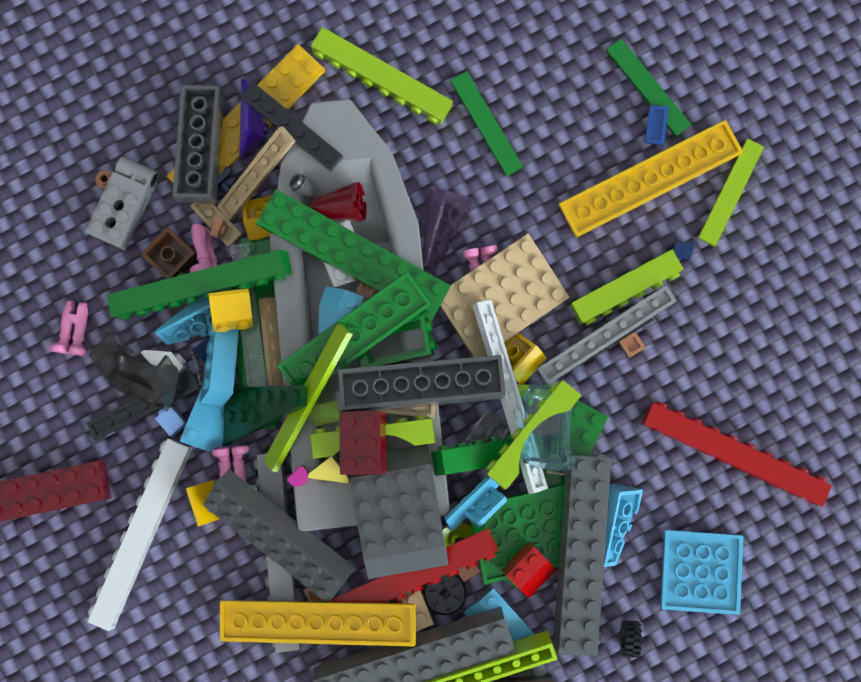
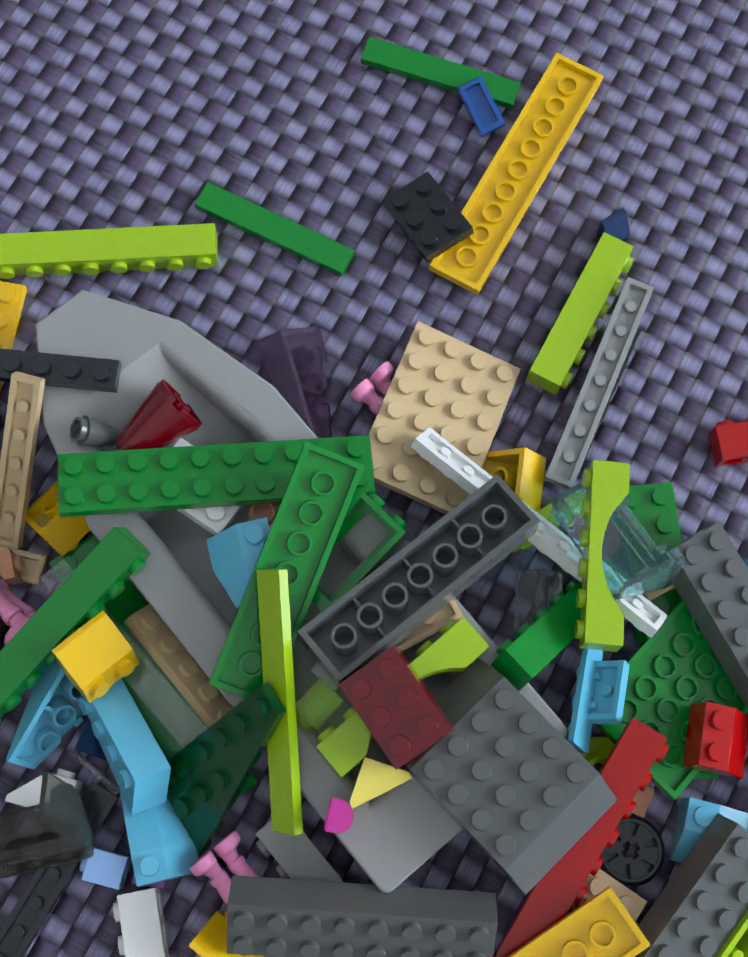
camera: 35 degrees left, 10 degrees down
(577, 173) = (427, 217): none -> black plate
(631, 345) = (636, 377): nougat plate -> none
(730, 193) = (622, 132): lime tile -> none

